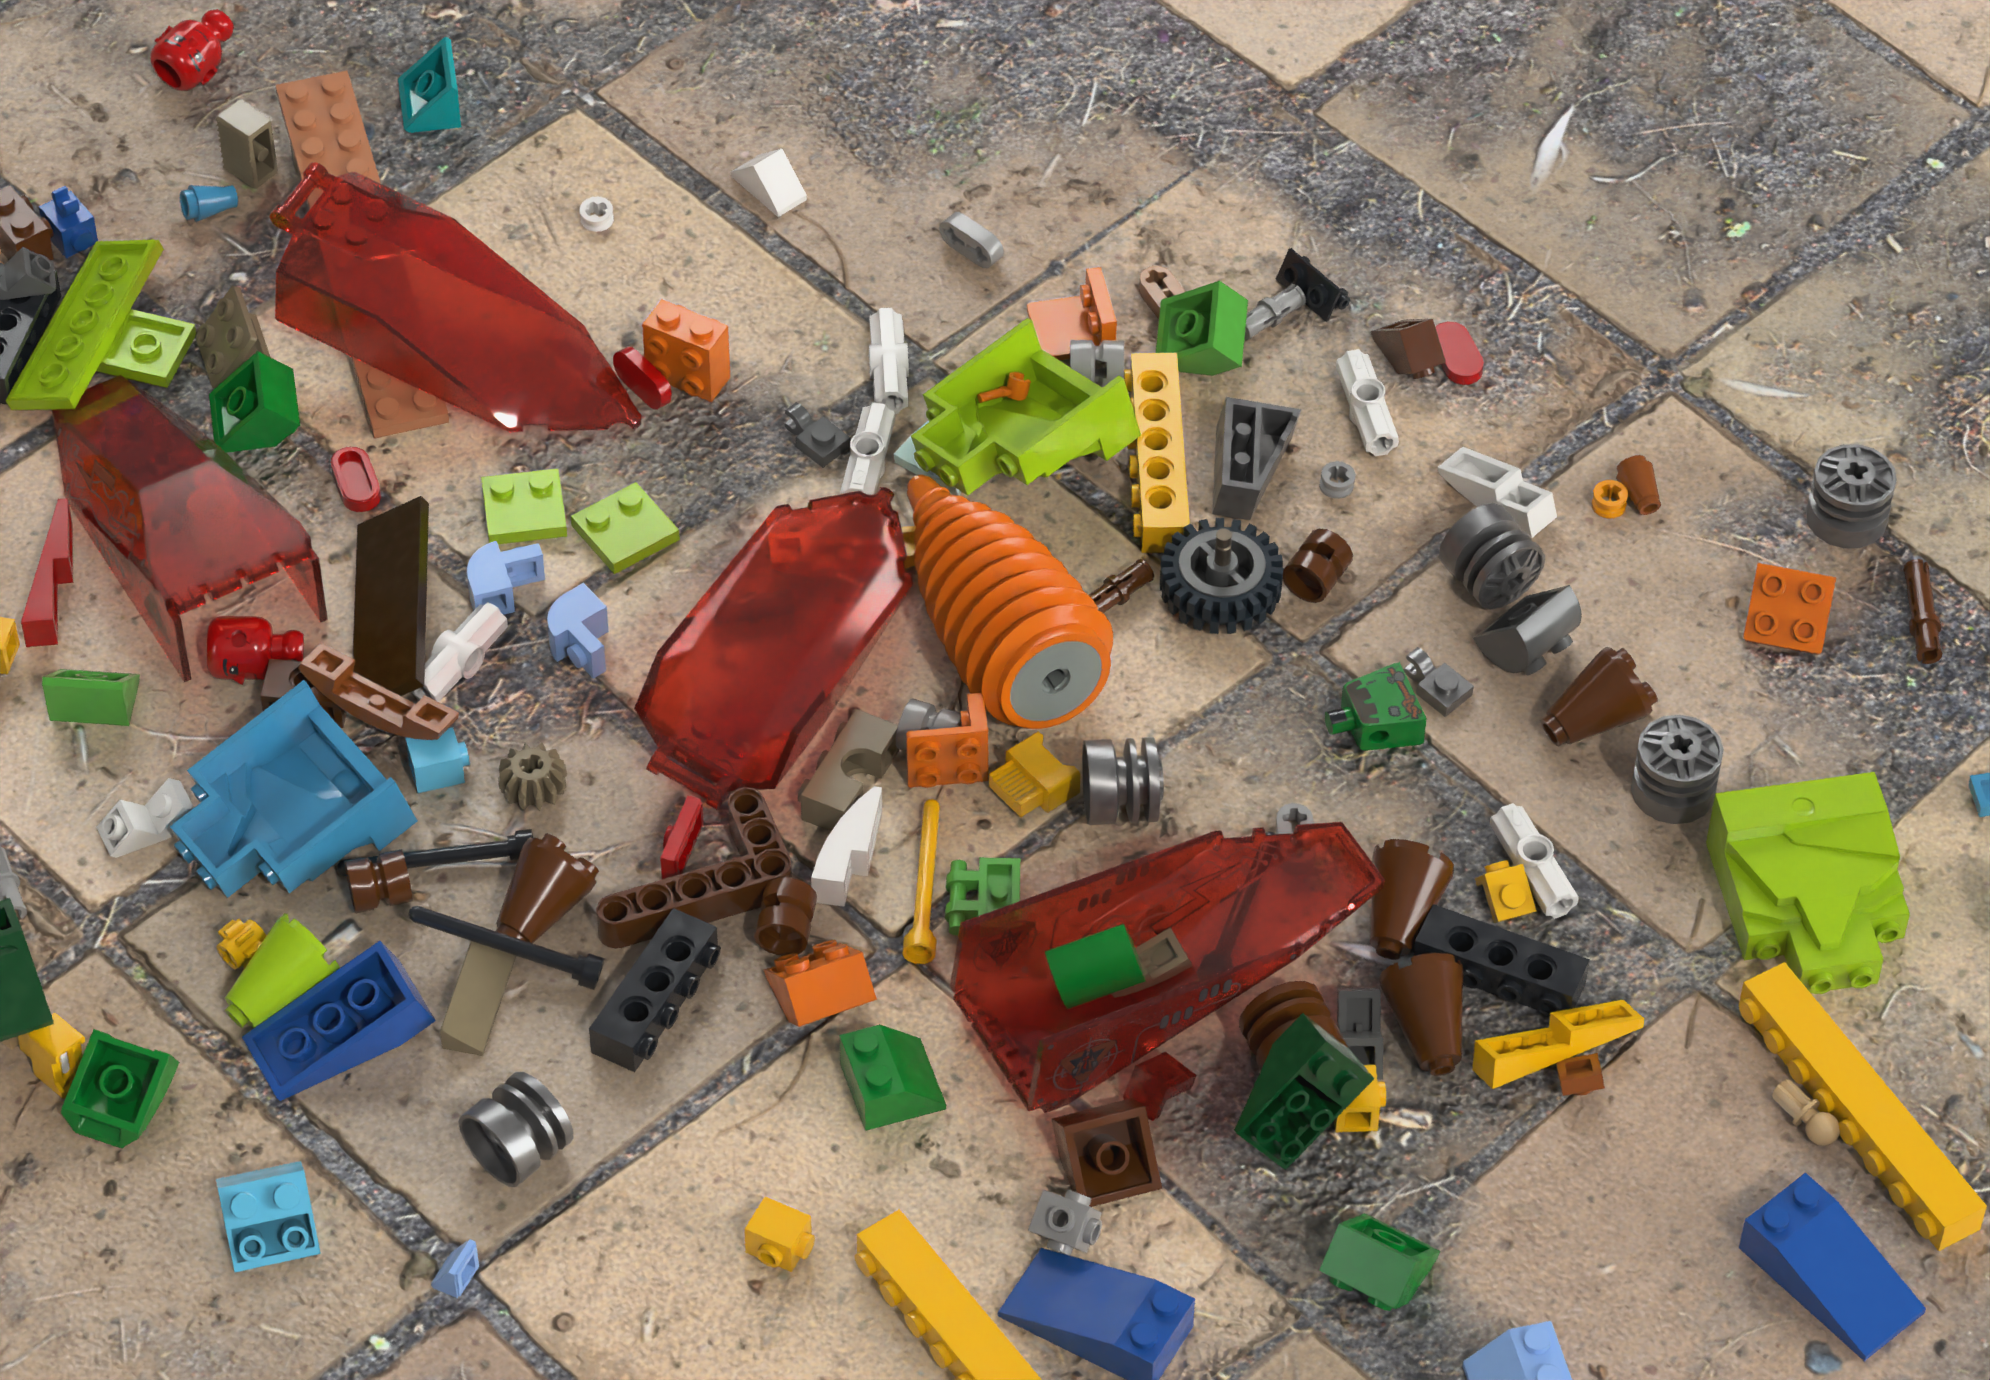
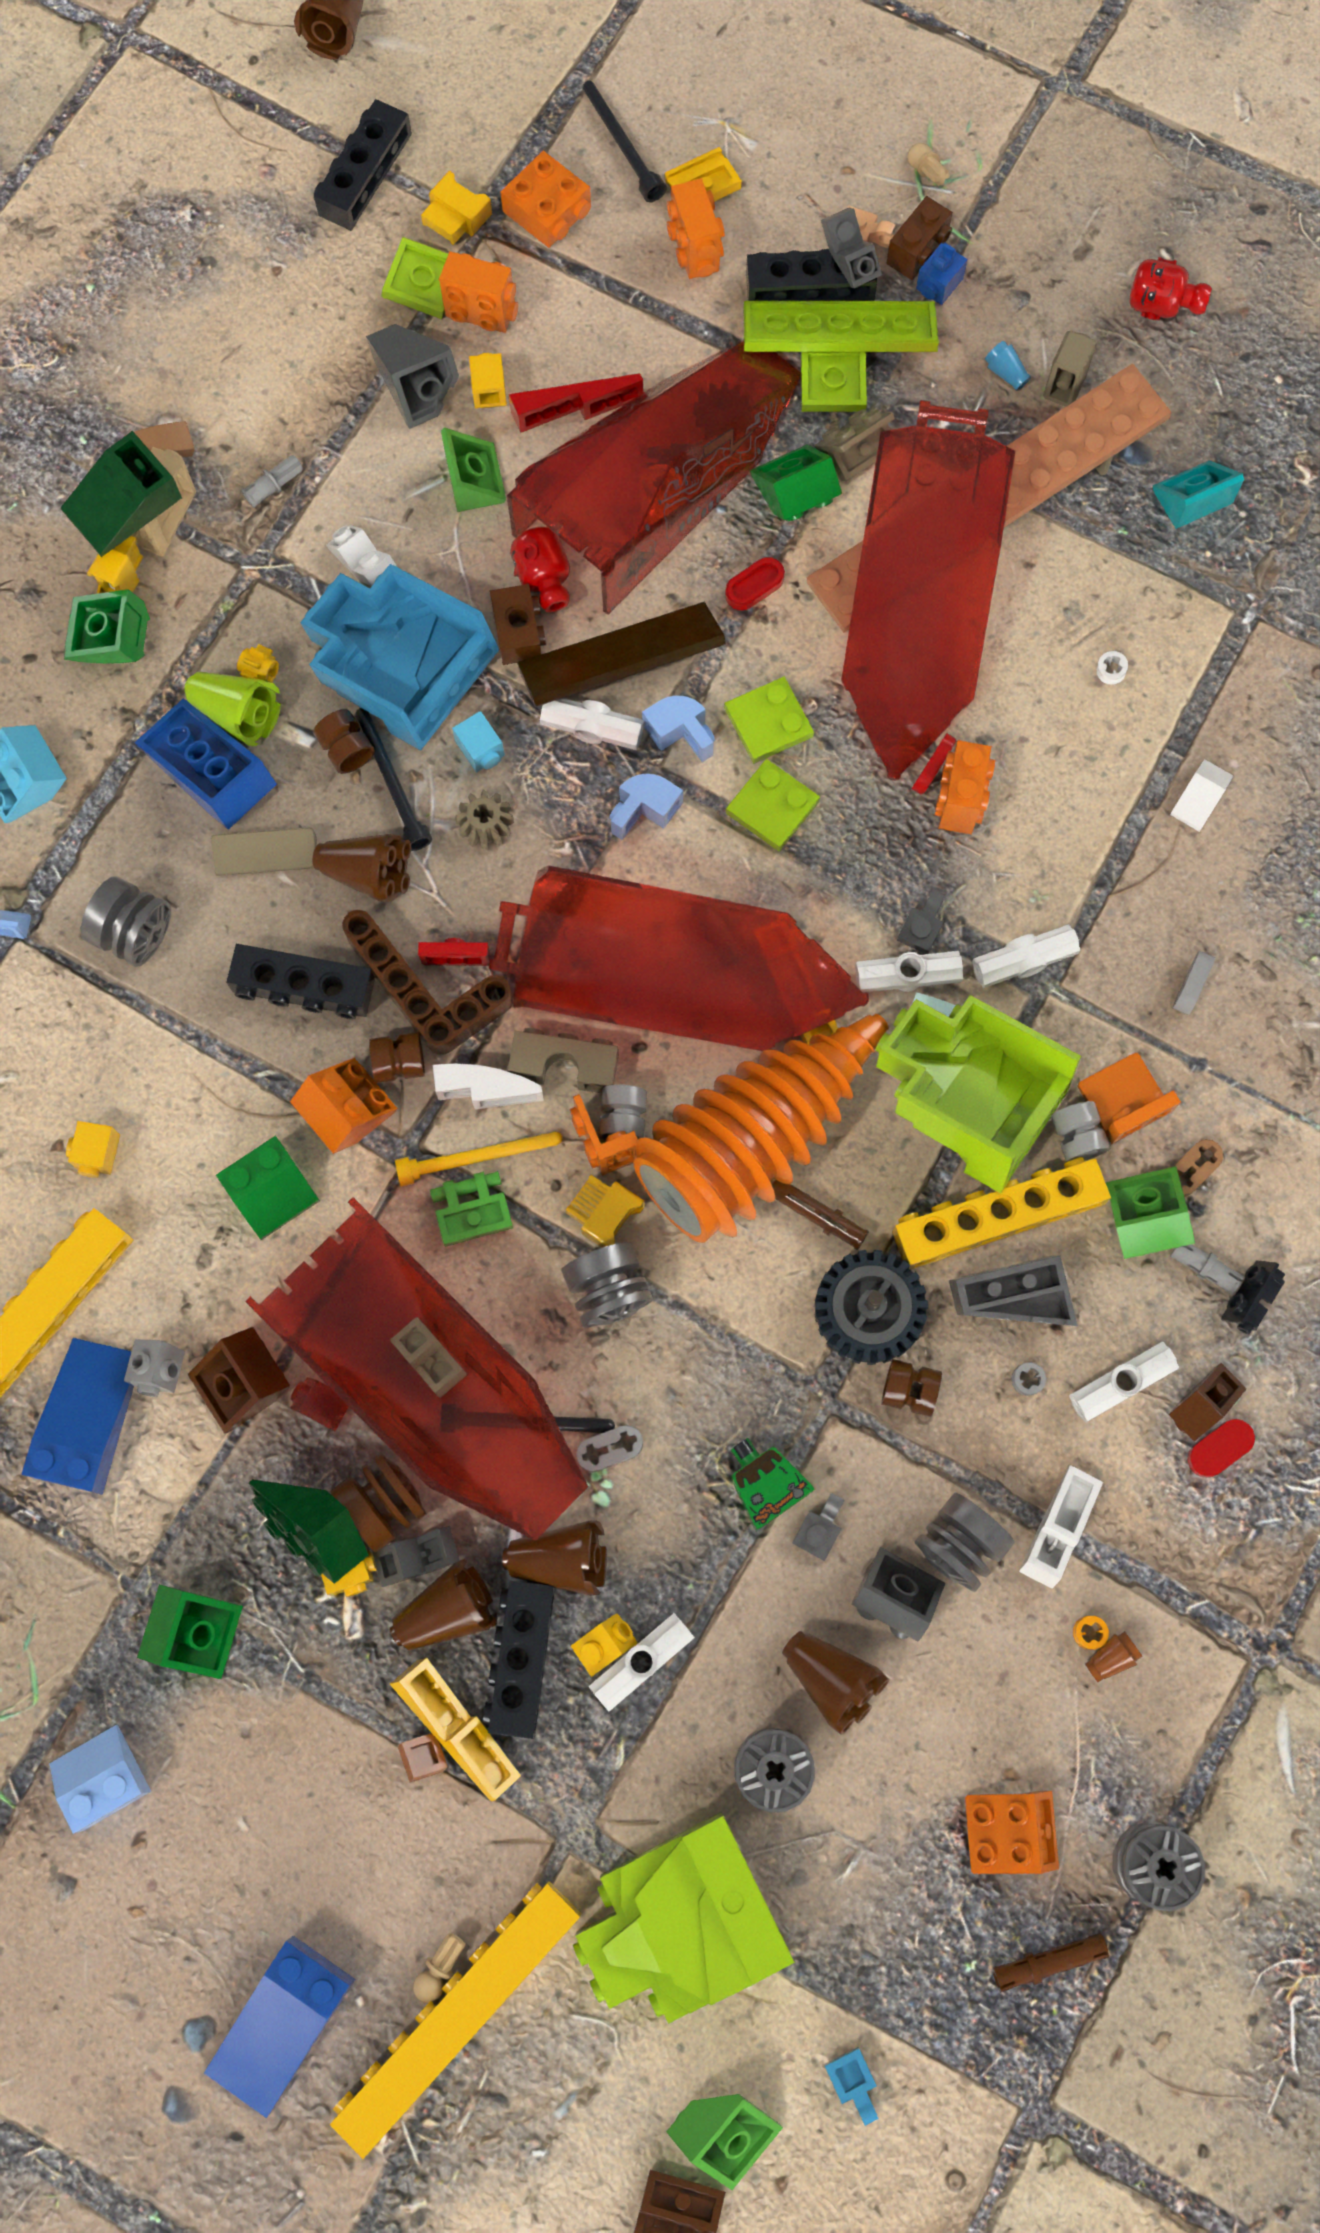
camera: 75 degrees right, 25 degrees up
(373, 704) = (507, 673): dark orange slope -> none
(584, 969) = (307, 921): black piece -> none
(1016, 389) = (1020, 1069): orange hand -> none
(1095, 966) = (398, 1319): green brick -> none

